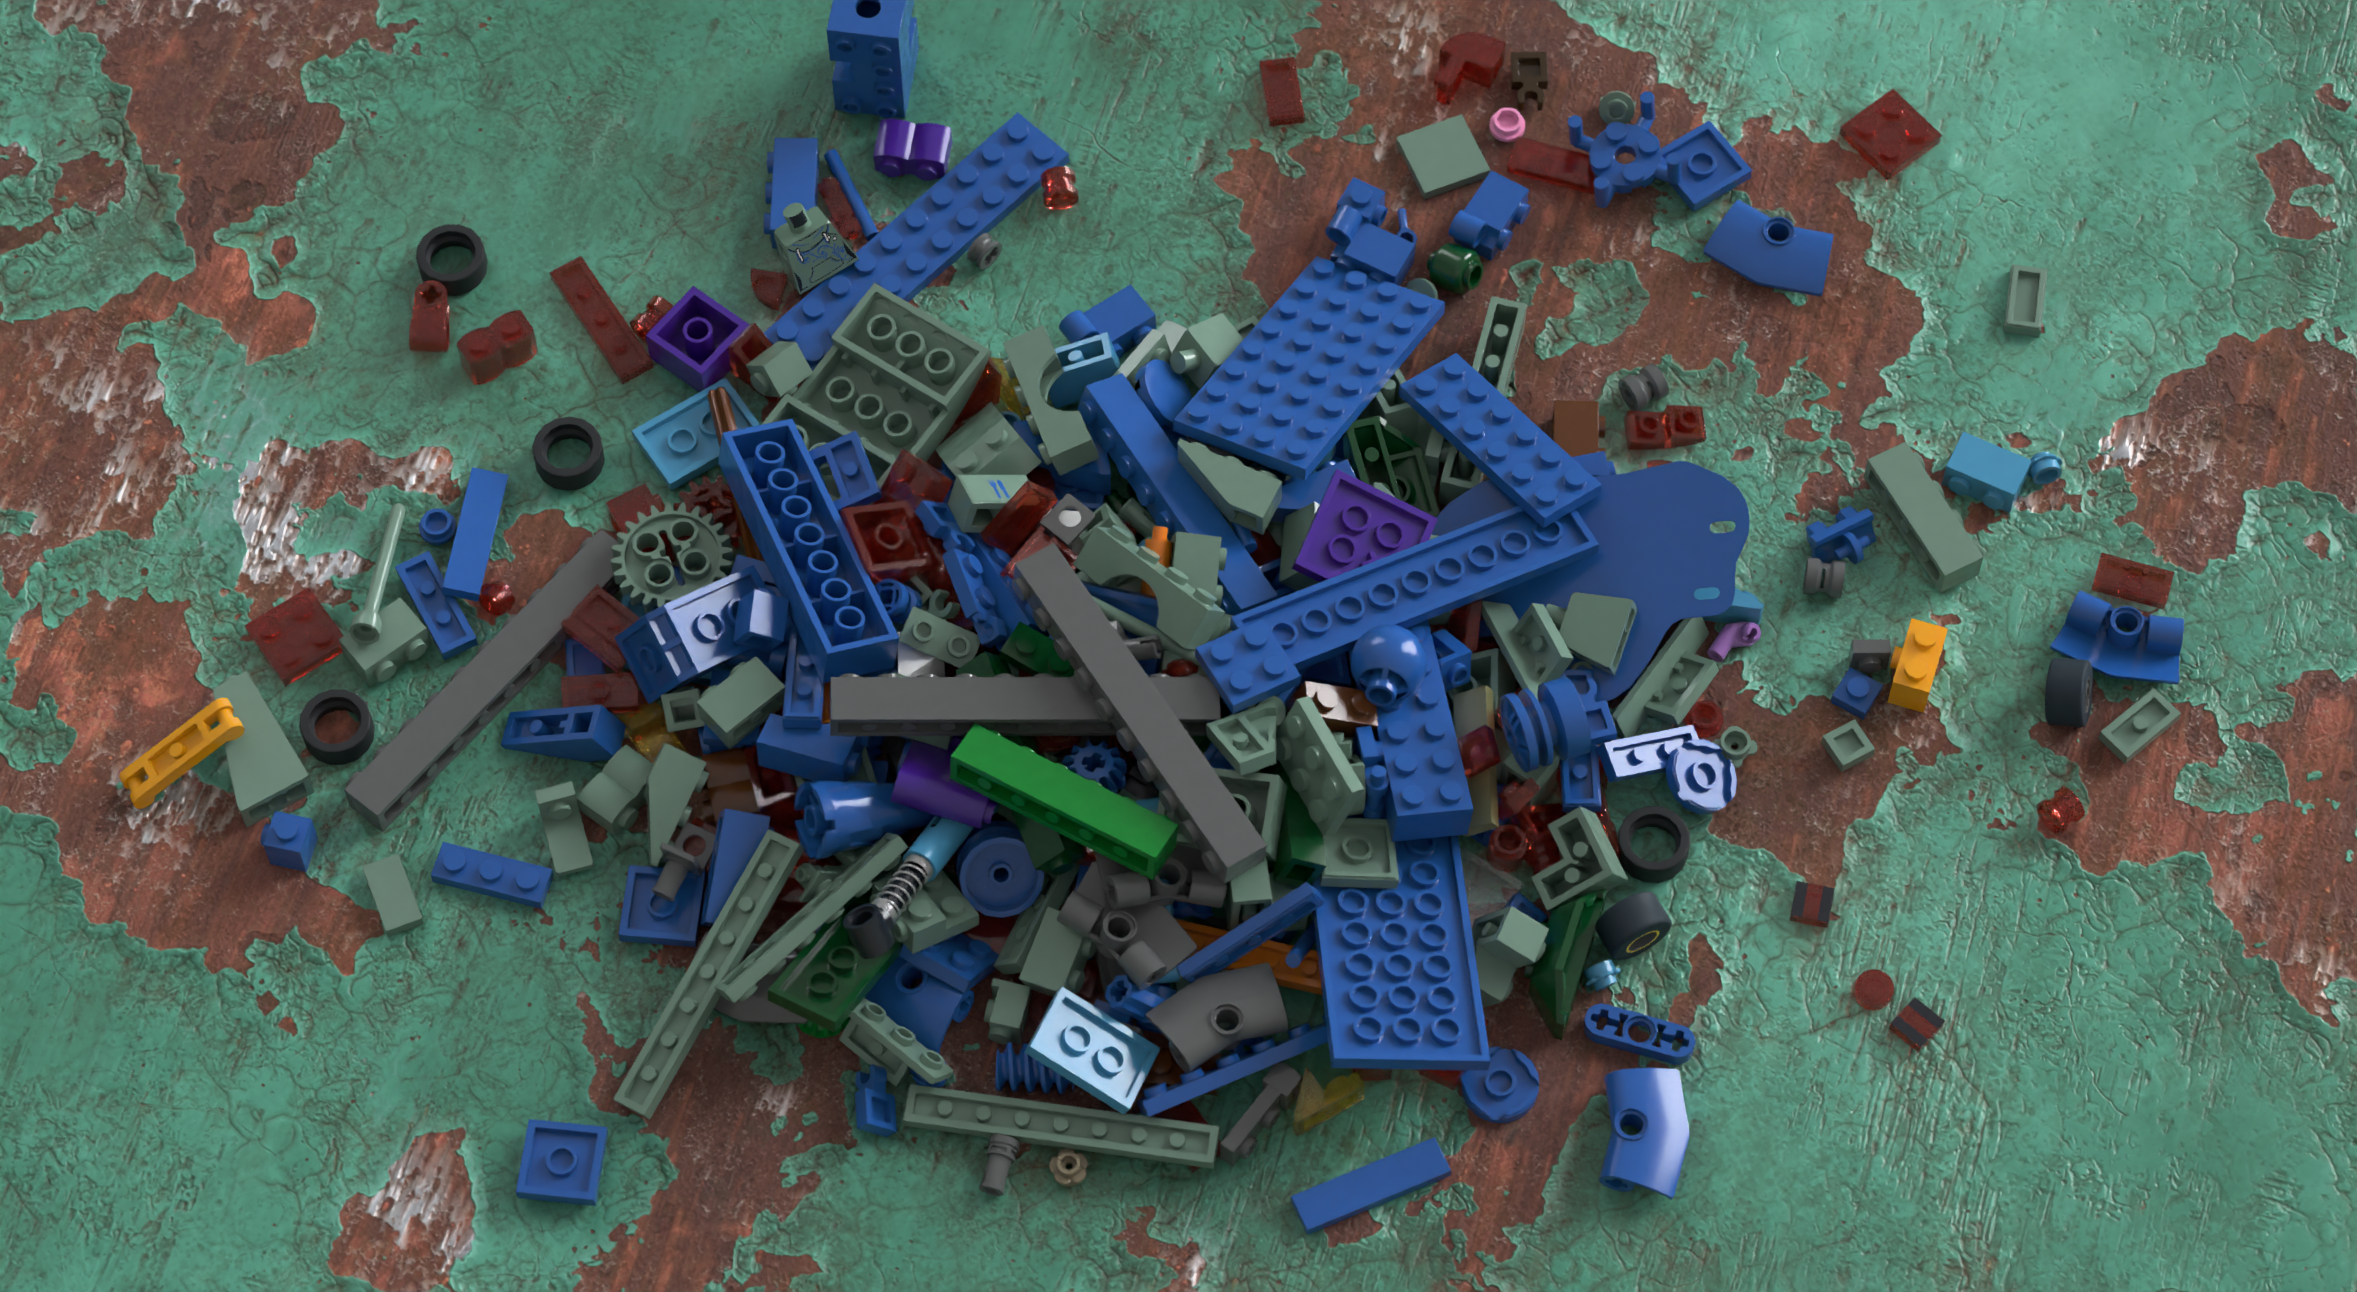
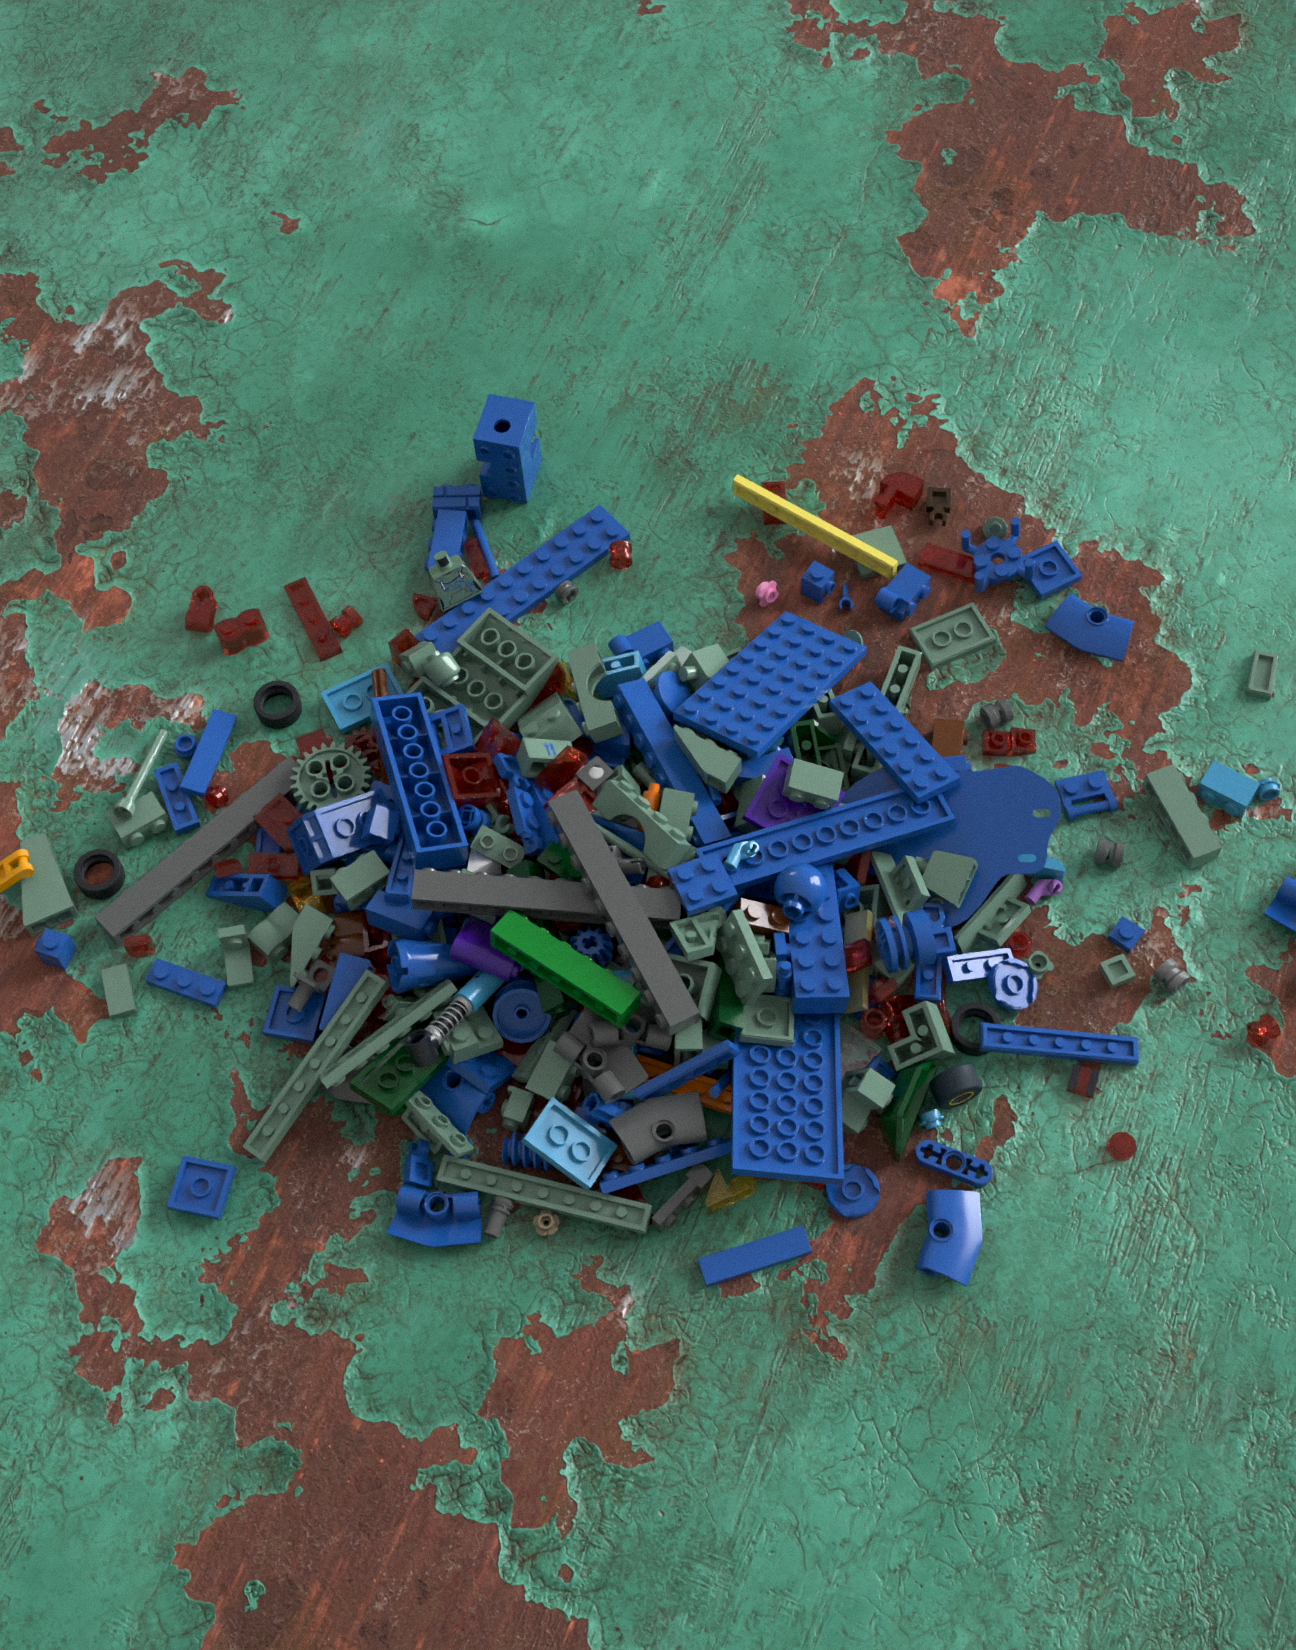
camera: 10 degrees right, 0 degrees up
(296, 636) = (83, 811): clear red plate -> none
(415, 826) = (139, 946): none -> clear red plate
(444, 237) = (220, 558): black tyre -> none
(529, 702) = (226, 868): none -> clear red tile
(695, 339) = (368, 634): dark purple brick -> none
(801, 119) = (458, 498): none -> blue brick
(815, 381) = (442, 668): none -> sand green head
(912, 149) = (528, 523): dark purple brick -> none
(936, 1181) = (452, 1226): none -> blue panel
(1286, 230) = (767, 593): none -> bright pink plate
(1296, 616) = (739, 852): none -> dark azure arm
(1347, 125) = (815, 527): none -> light yellow tile
(1368, 247) = (820, 608): blue hinge -> none
(1390, 510) = (812, 784): none -> sand green brick
(1455, 268) = (876, 625): dark green head -> none
(1507, 124) = (920, 534): bright pink plate -> none
(1567, 275) = (952, 636): none -> sand green tile
(1773, 854) = (1058, 1044): none -> blue tile
(1780, 488) = (1082, 789): none -> blue plate
(1845, 538) = (1126, 827): blue hips -> none
(1869, 655) = (1137, 909): dark grey plate -> none
(1890, 134) = (1177, 558): clear red plate -> none
(1916, 665) = (1169, 918): light orange brick -> none
(1916, 1024) = (1150, 1174): tile -> none
(1925, 746) = (1173, 977): none -> flat silver wheel
(2068, 692) = (1275, 946): black wheel -> none

